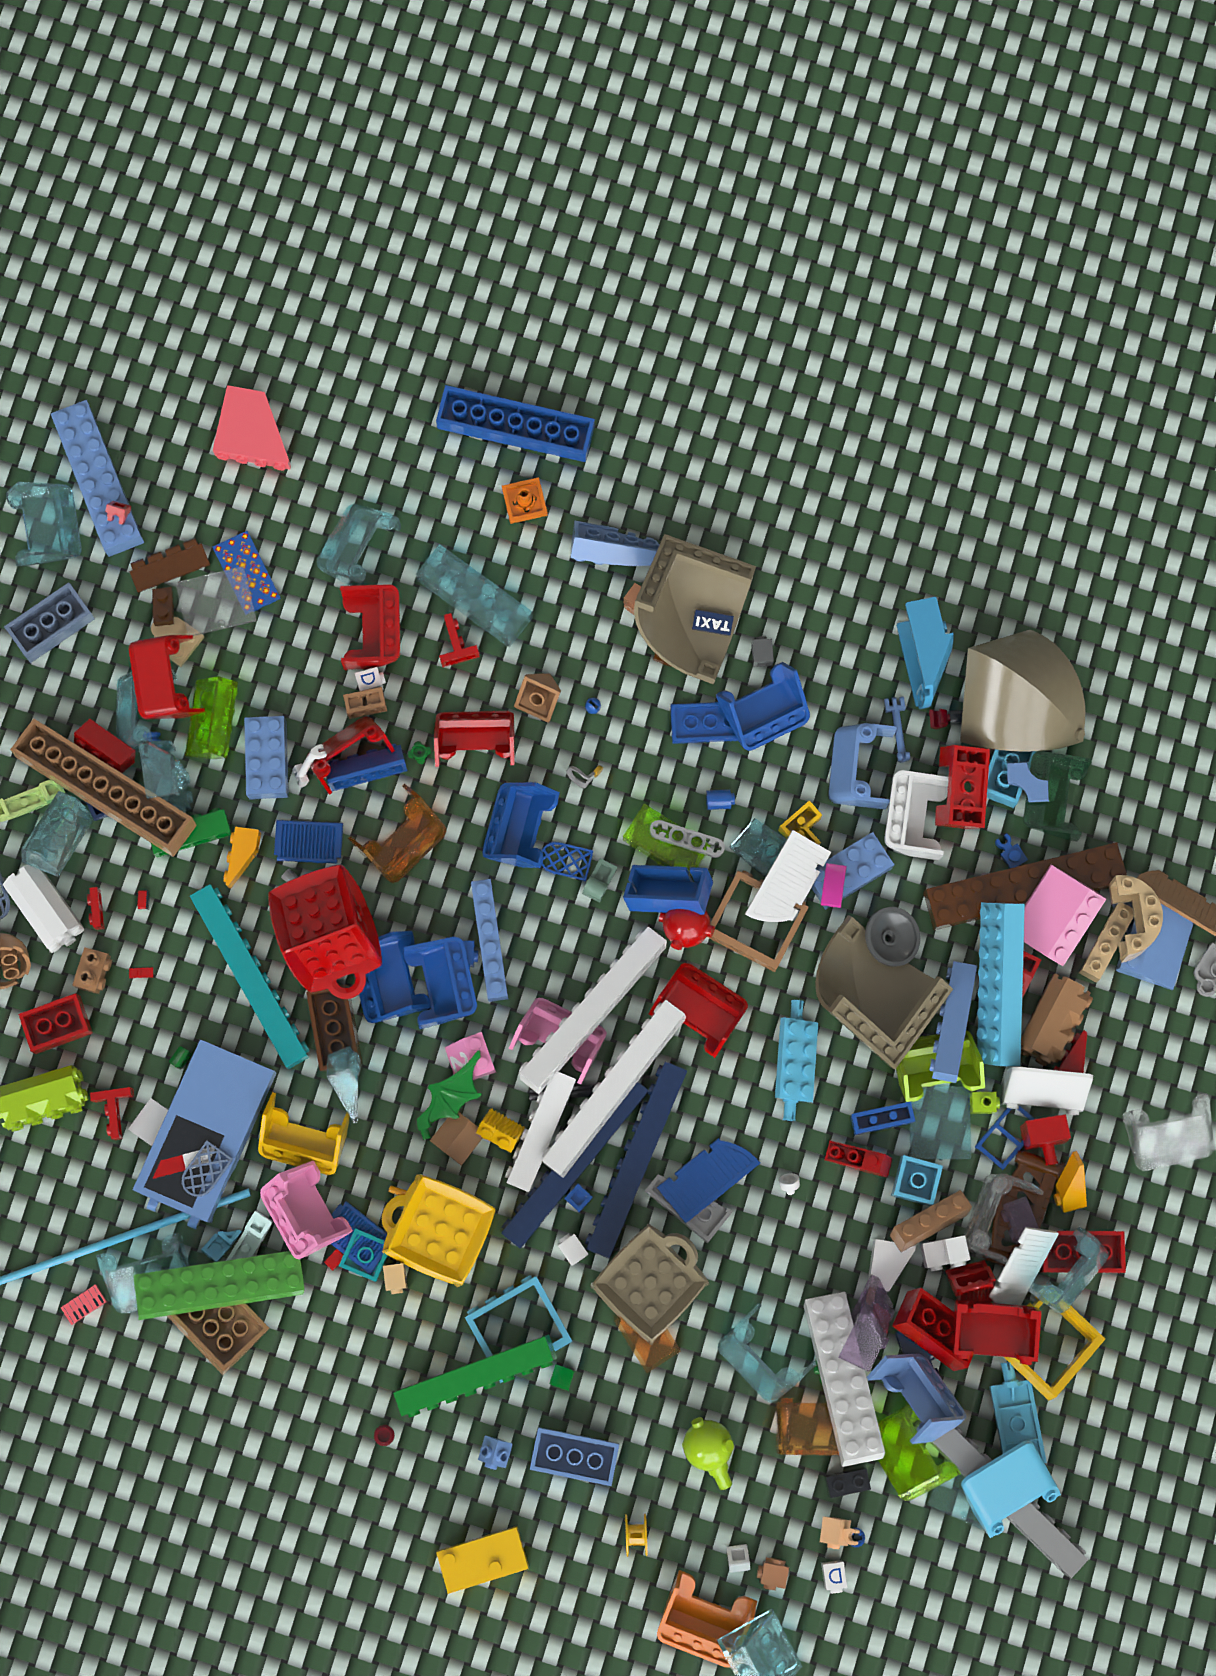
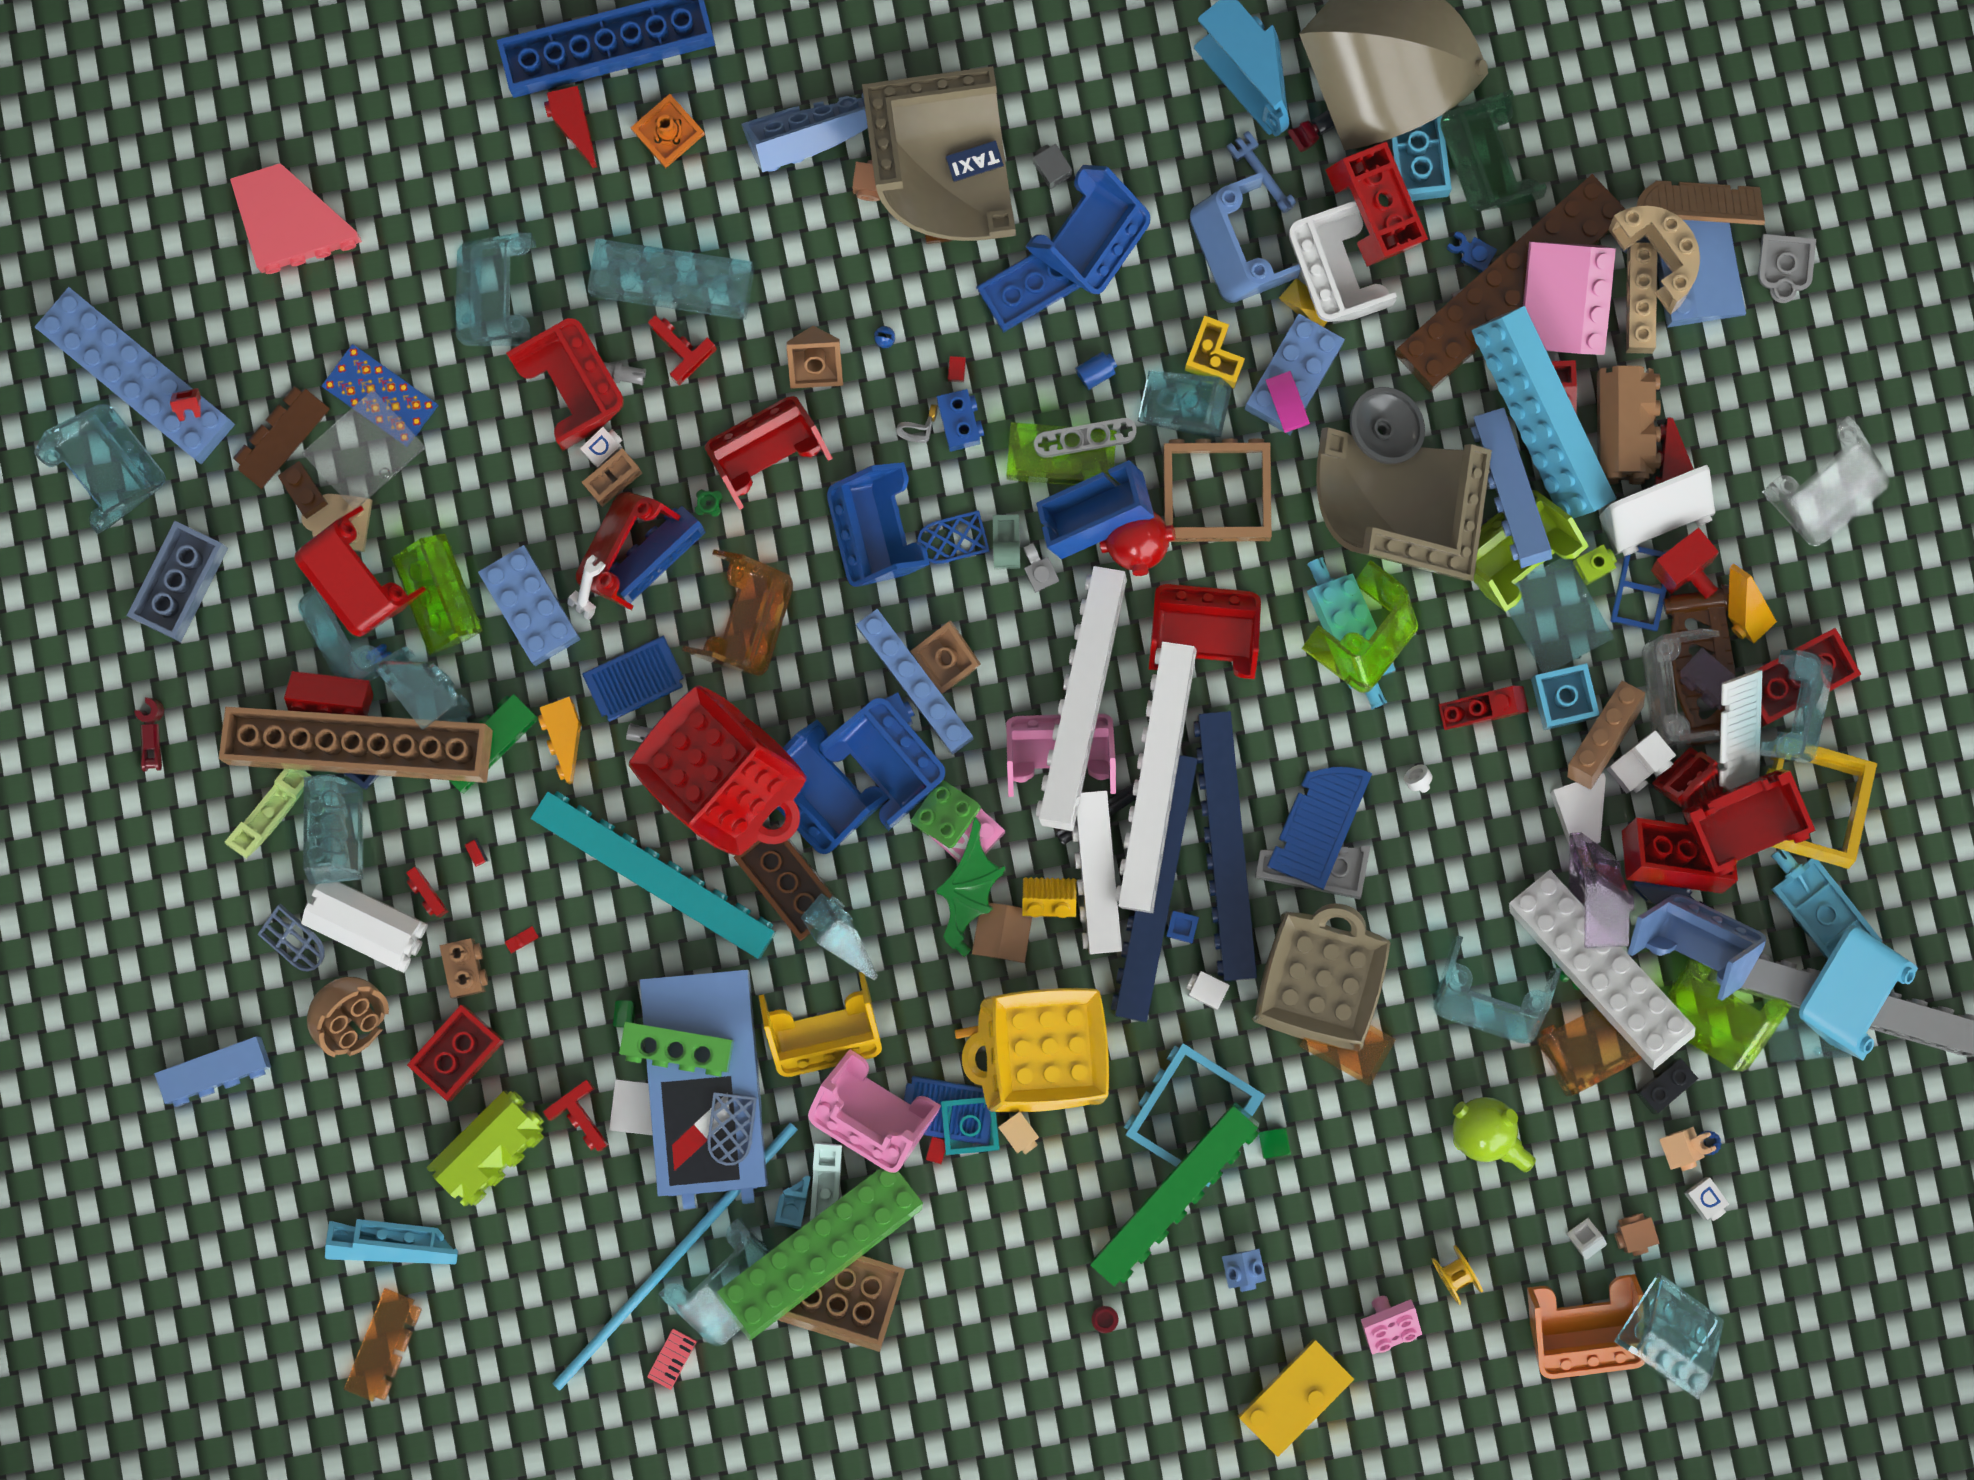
camera: 20 degrees left, 5 degrees up
(175, 1074) = (719, 1048): none -> bright green brick
(409, 639) = (626, 373): none -> light grey pin
(461, 1038) = (946, 814): none -> bright green bracket
(467, 456) = (569, 116): none -> red slope
(518, 935) = (946, 657): none -> medium nougat slope
(573, 1544) = (1390, 1325): none -> bright pink plate
(574, 1456) = (1338, 1224): medium blue brick -> none
(611, 912) = (1040, 572): none -> light grey plate
(612, 784) = (960, 420): none -> blue brick
(628, 751) = (956, 369): none -> red piece
(788, 880) = (1230, 423): white piece -> none
(792, 1084) = (1362, 660): none -> clear neon green windscreen
(878, 825) = (1299, 300): none -> yellow slope
(882, 1118) = (1487, 645): blue brick -> none
(1020, 776) = (1463, 160): medium blue tile -> none

